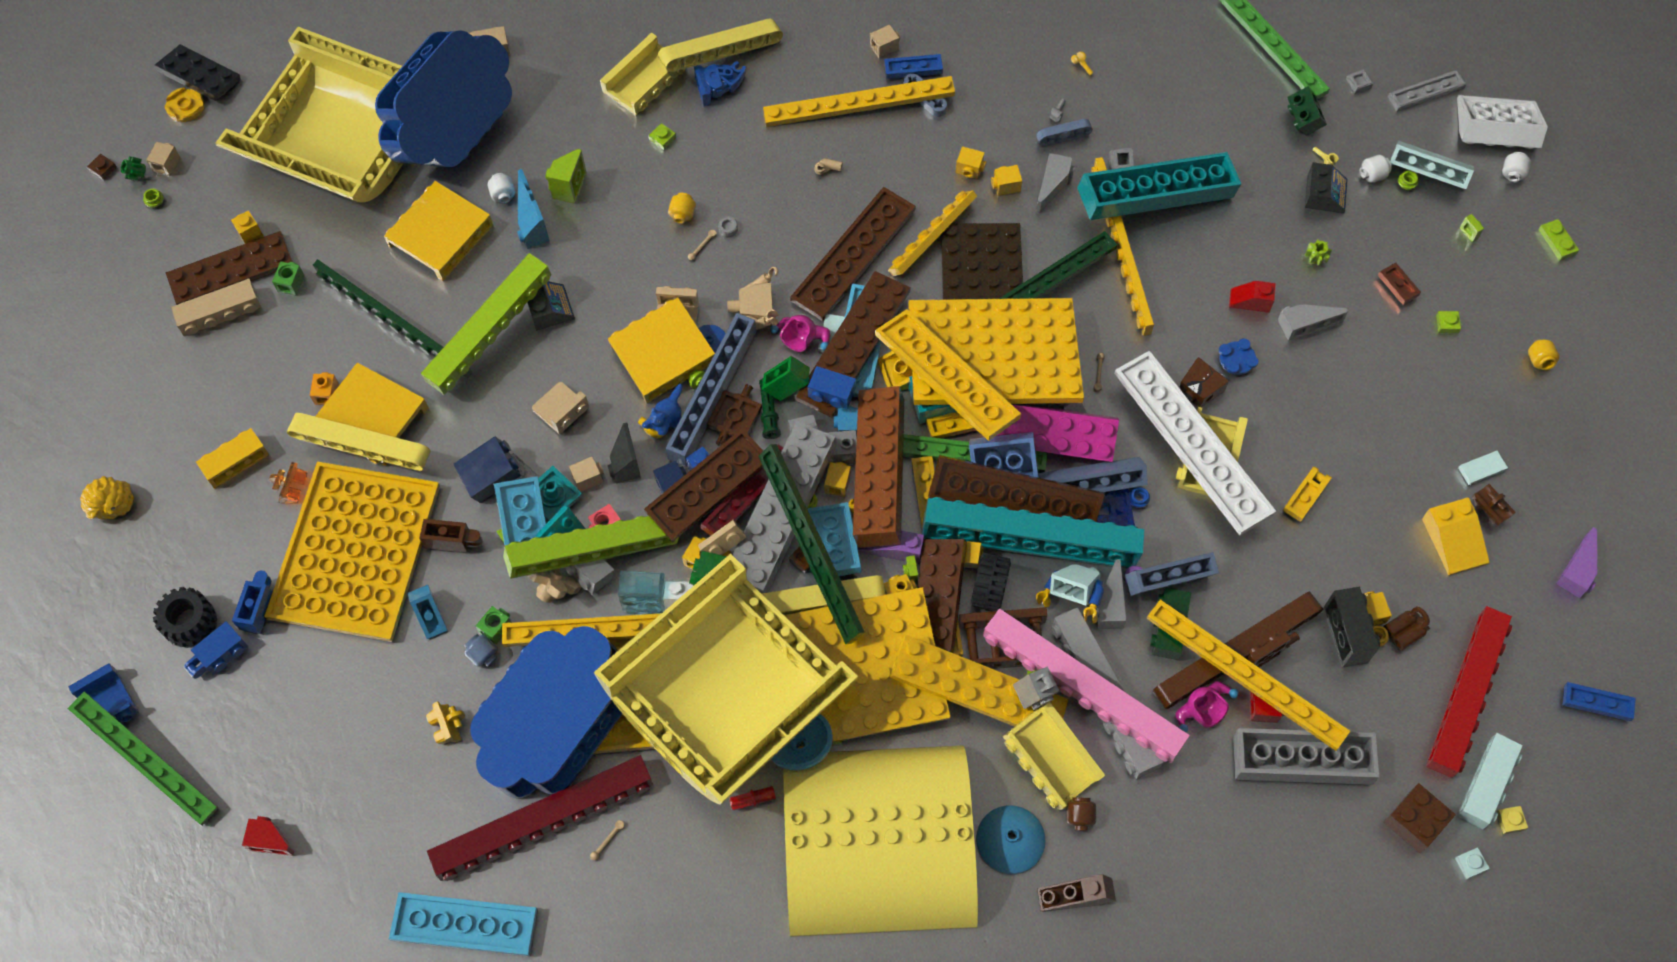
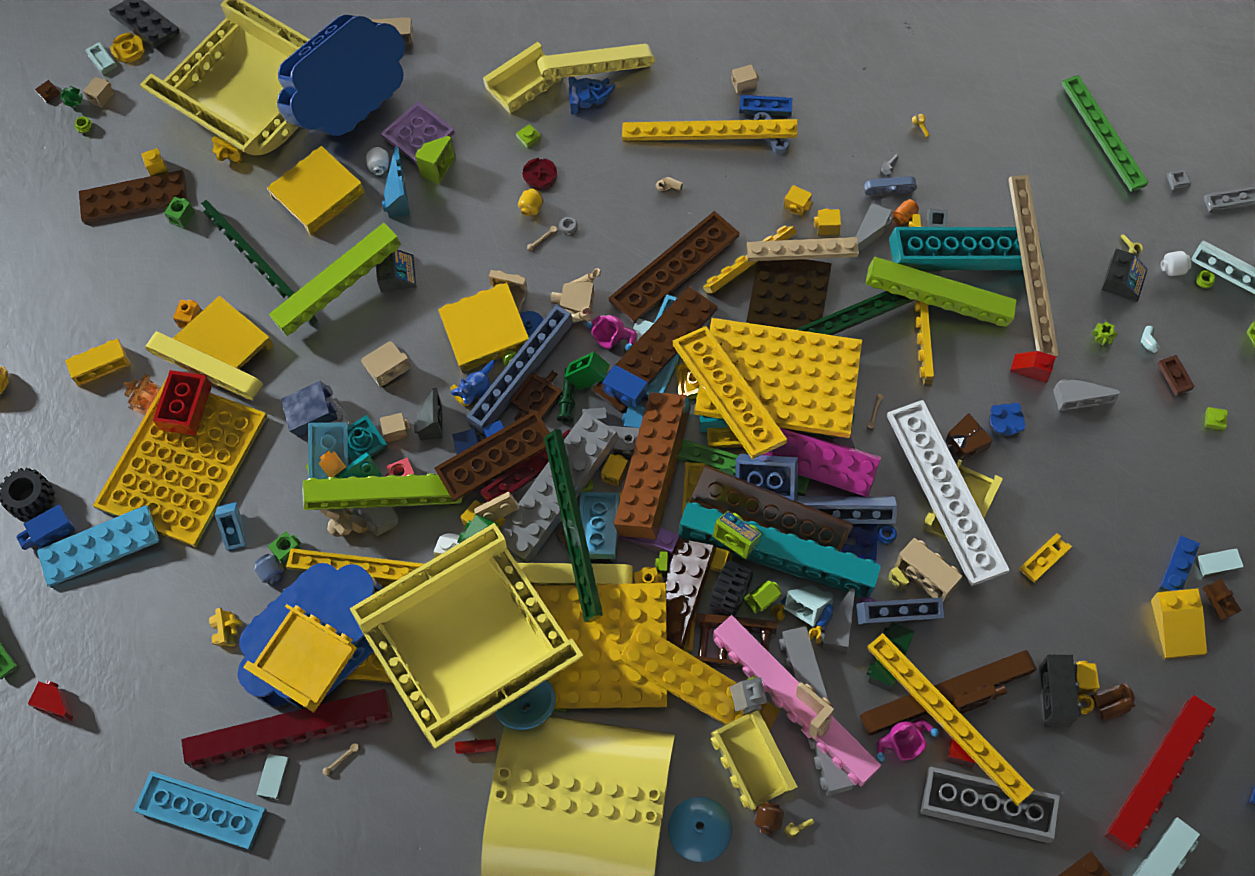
camera: 15 degrees right, 0 degrees up
(156, 121) = (101, 58): none -> light aqua tile
(216, 307) = (113, 228): tan brick -> none
(253, 603) = (85, 492): blue brick -> none
(280, 659) = (98, 546): none -> medium azure plate
(326, 201) = (226, 150): none -> yellow hips
(343, 486) = (182, 402): none -> red brick
(448, 536) = (263, 462): reddish brown brick -> none
(529, 523) = (331, 463): none -> light orange brick
(536, 149) = (414, 129): none -> lavender plate
(536, 872) = (272, 776): none -> light aqua tile
(548, 736) = (303, 658): none -> yellow panel
(641, 592) = (416, 541): clear light blue brick -> none
(684, 175) = (539, 173): none -> dark red tile
(987, 213) = (802, 249): none -> tan plate
(989, 522) = (736, 534): none -> lime slope
(1026, 584) = (763, 596): none -> lime brick
(1086, 157) = (904, 212): none -> orange brick
(1107, 822) = (791, 830): none -> light yellow hand
(1116, 685) = (820, 706): none -> tan bracket
(1142, 235) = (940, 292): none -> lime brick
(1162, 542) = (899, 579): none -> light yellow plate
(1191, 527) = (928, 570): none -> tan brick
(1232, 191) = (1033, 265): none -> tan plate
(1306, 111) = (1121, 200): dark green brick -> none
(1364, 253) = (1148, 341): none -> light aqua arm
(1443, 477) = (1179, 564): none -> blue plate

